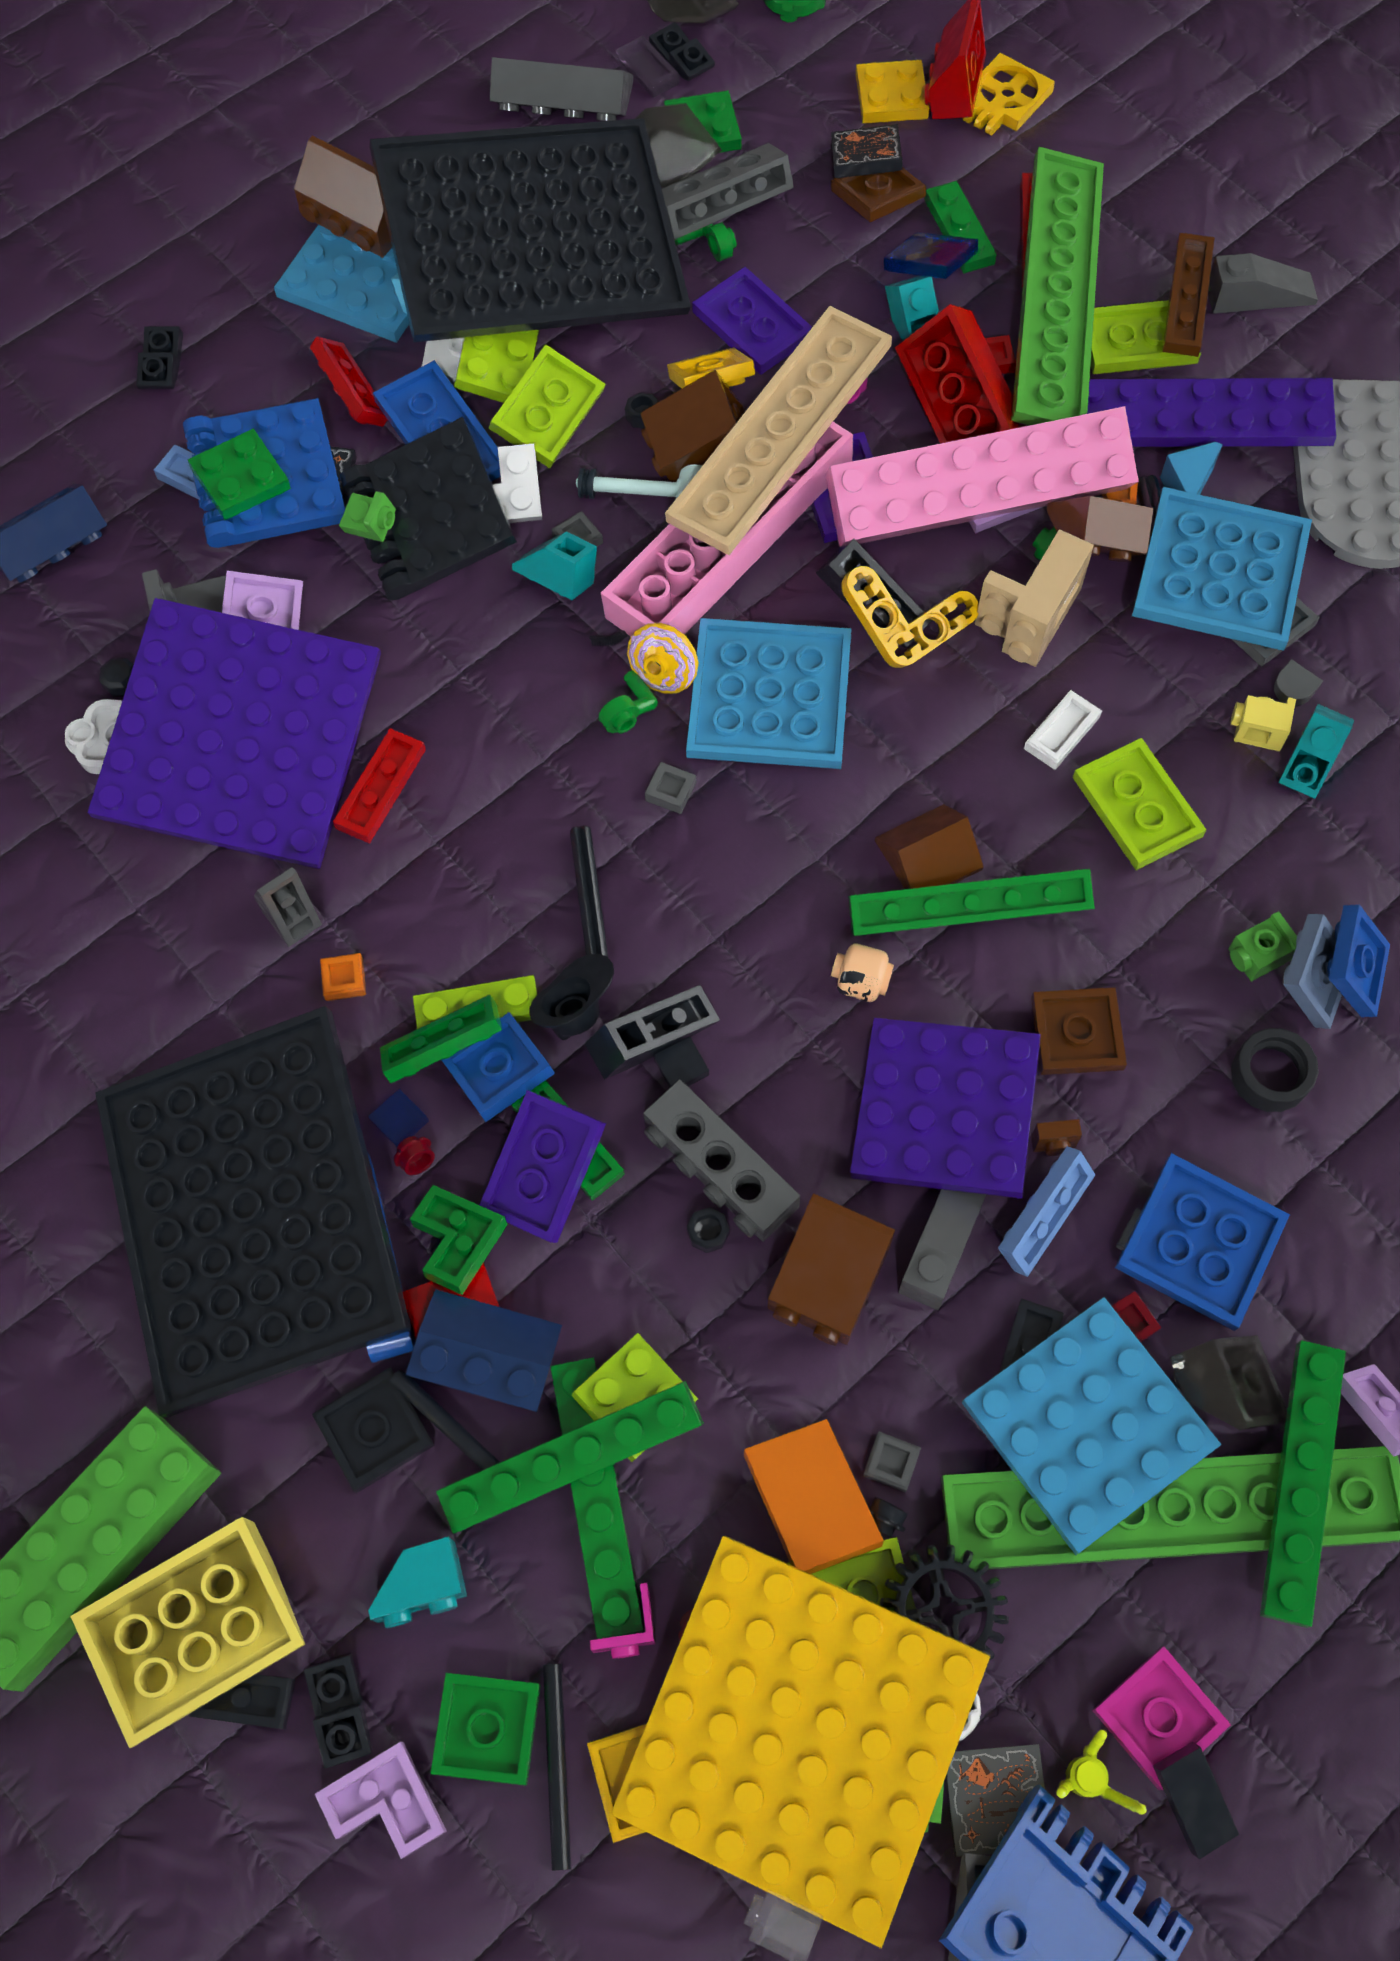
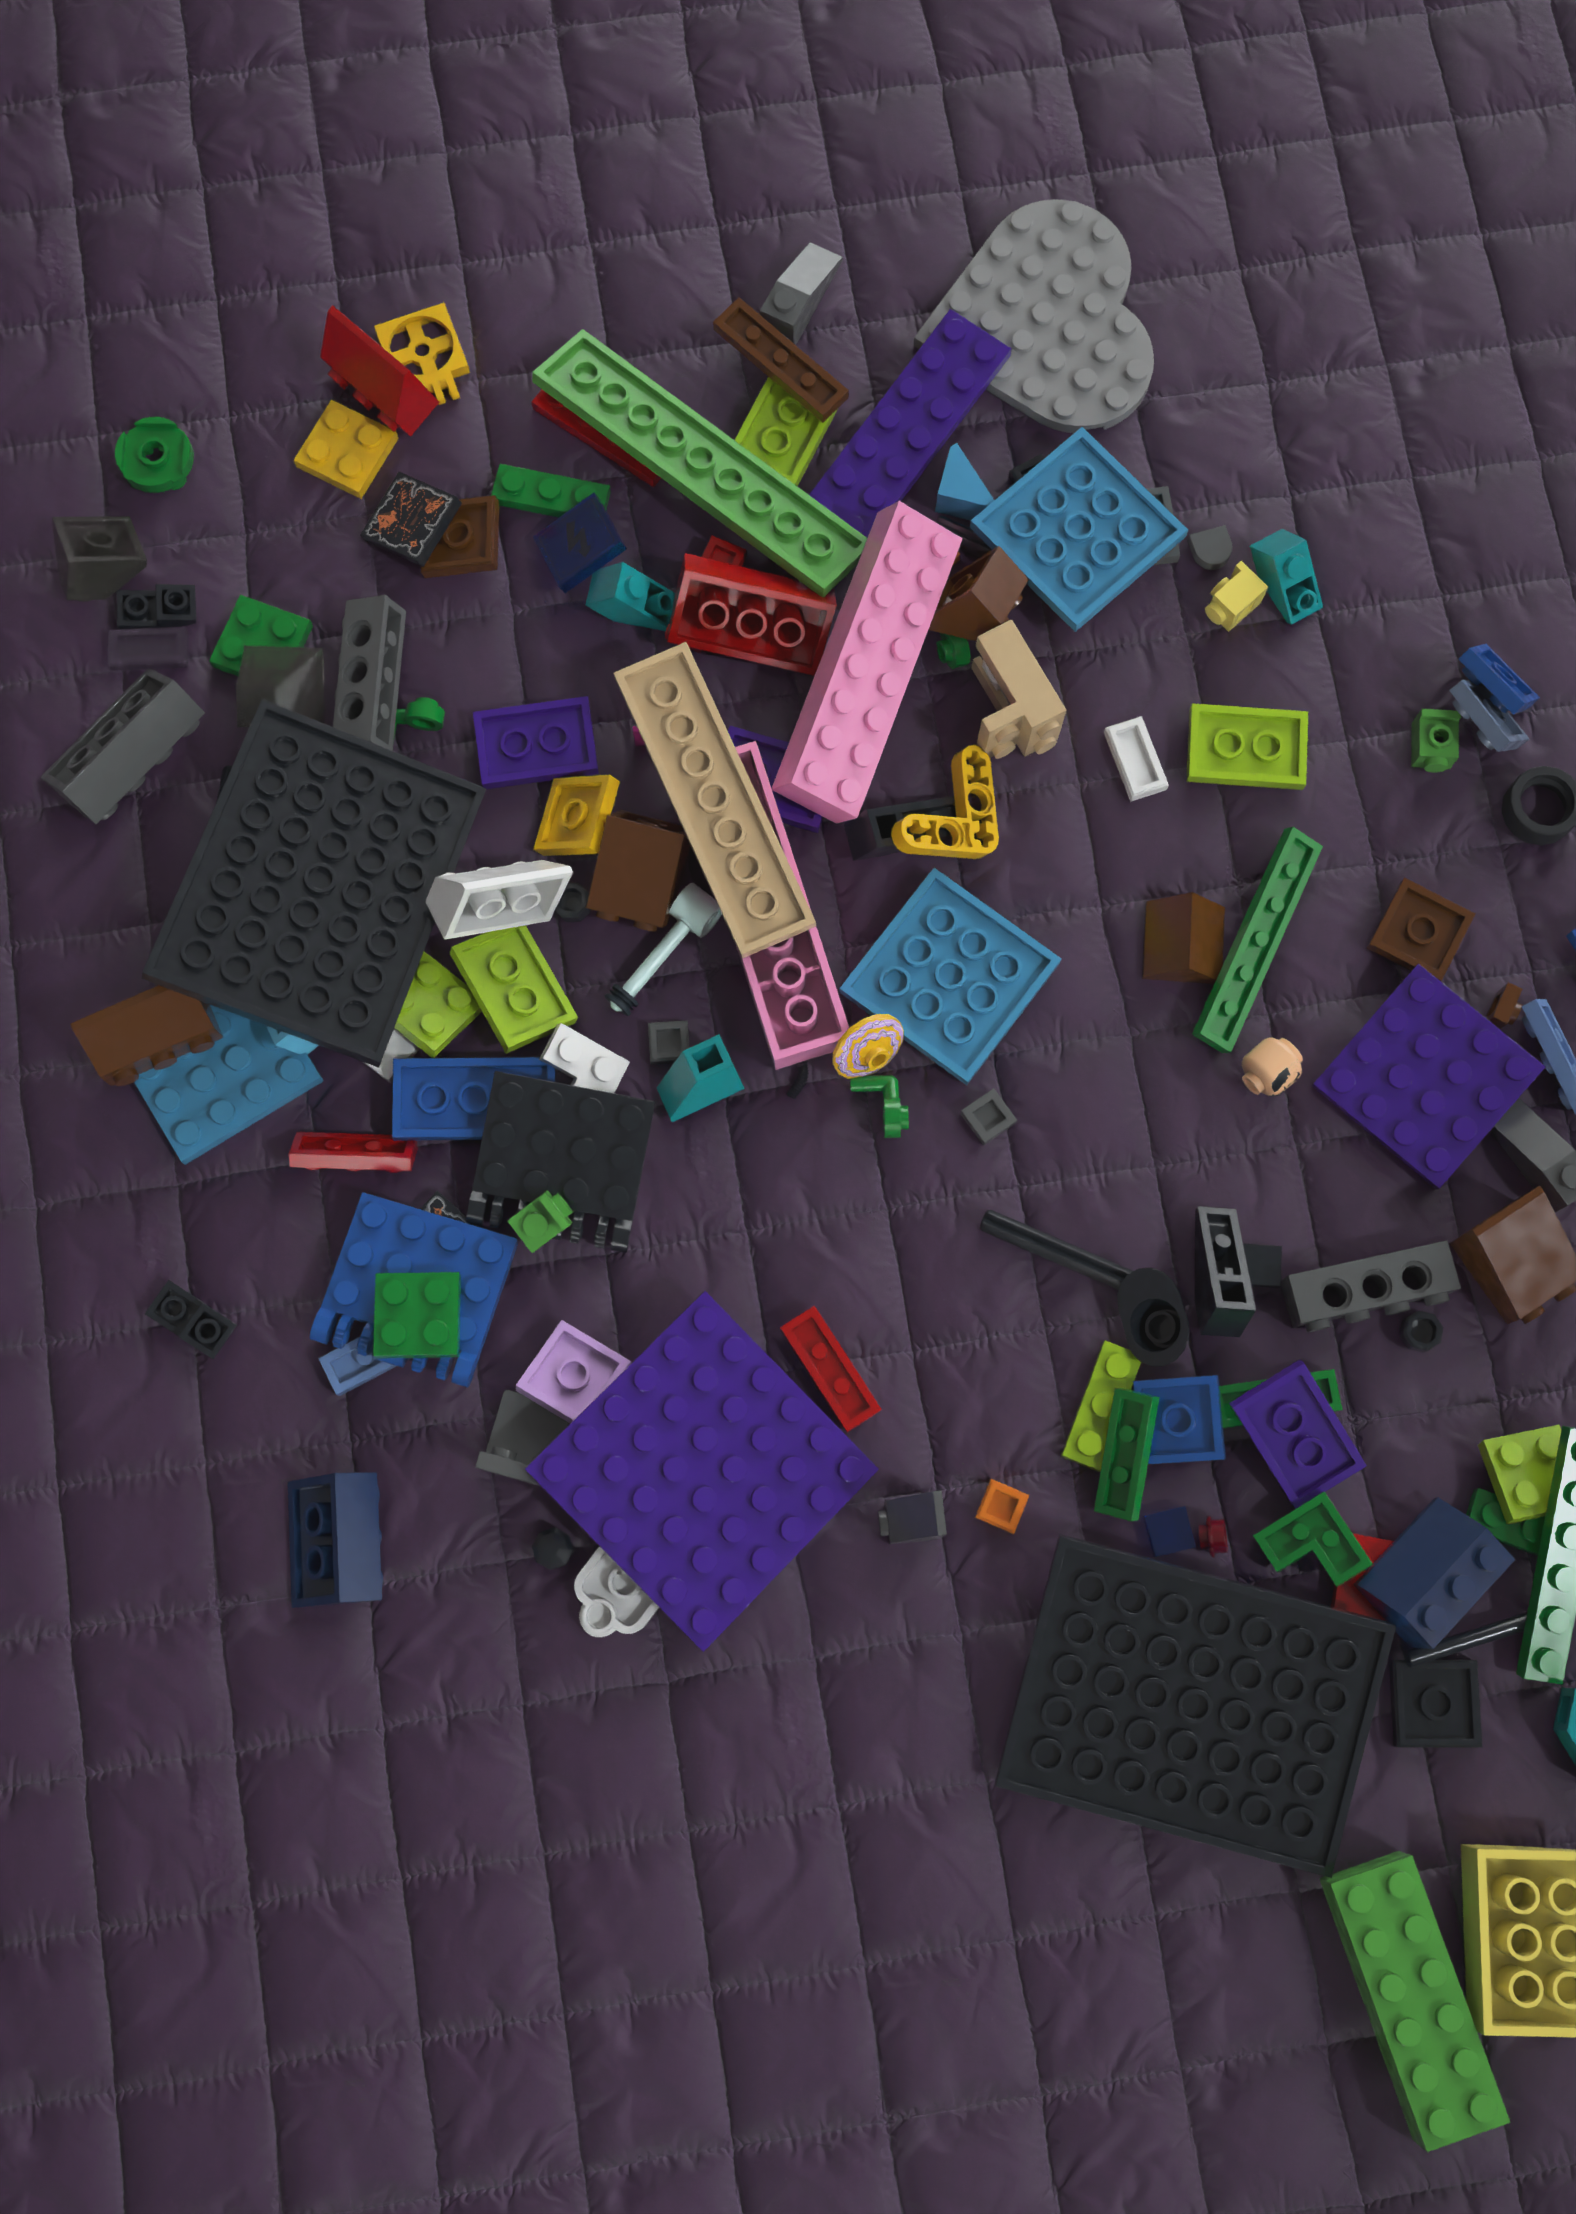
camera: 60 degrees left, 10 degrees up
(599, 346) = (497, 897): none -> white slope

